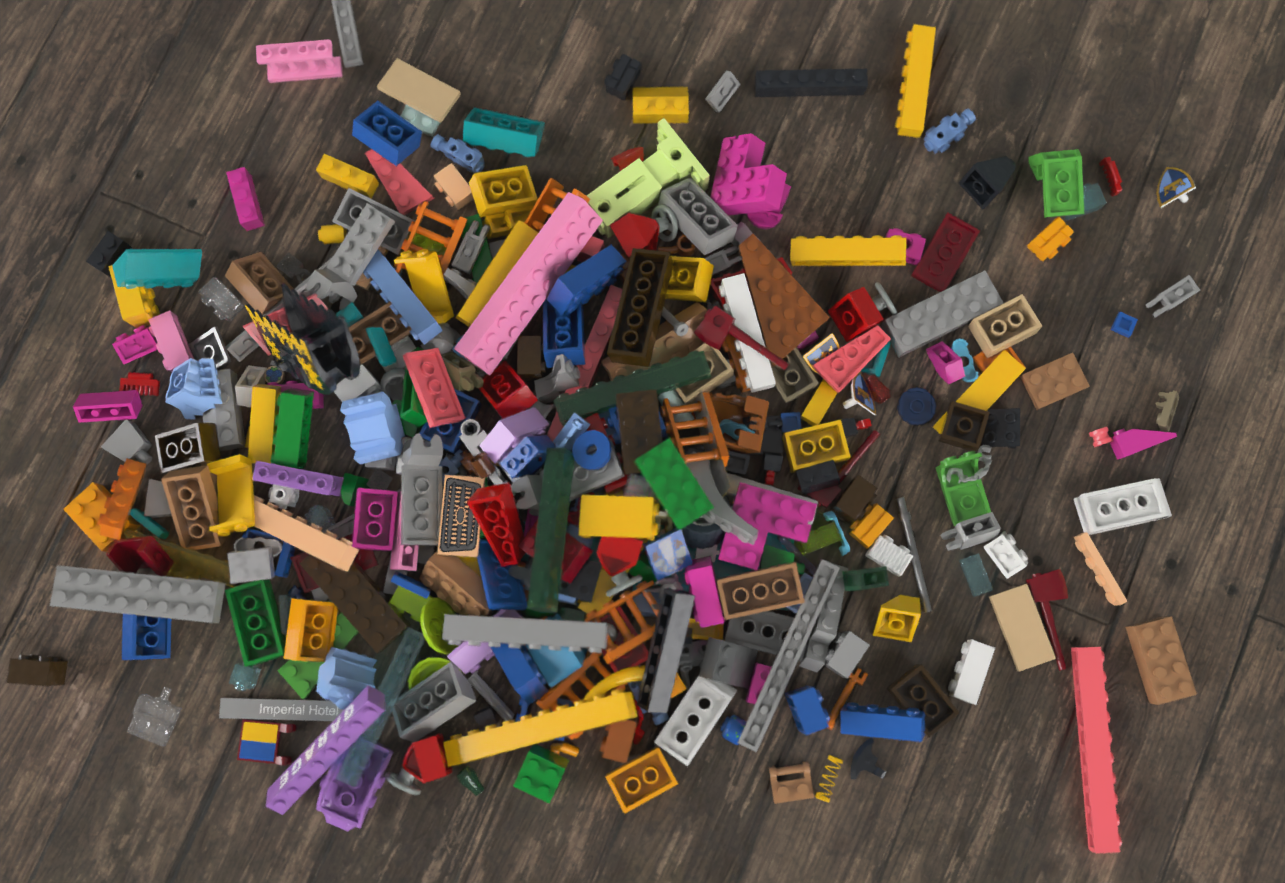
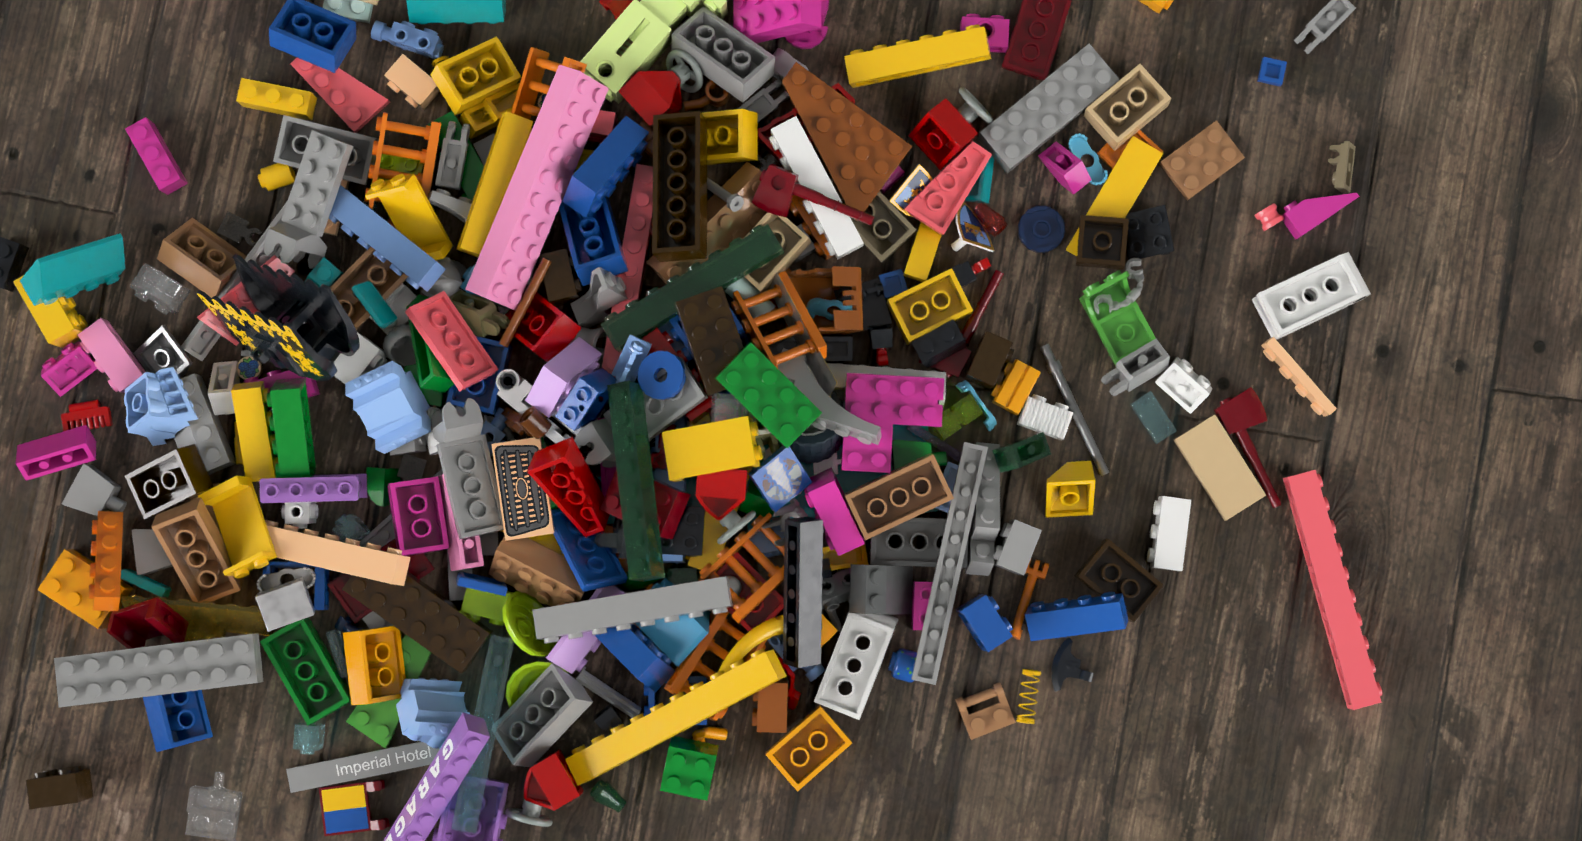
camera: 20 degrees left, 5 degrees up
(498, 371) = (525, 302): none -> dark orange bar
(1160, 660) = (1389, 469): medium nougat brick -> none

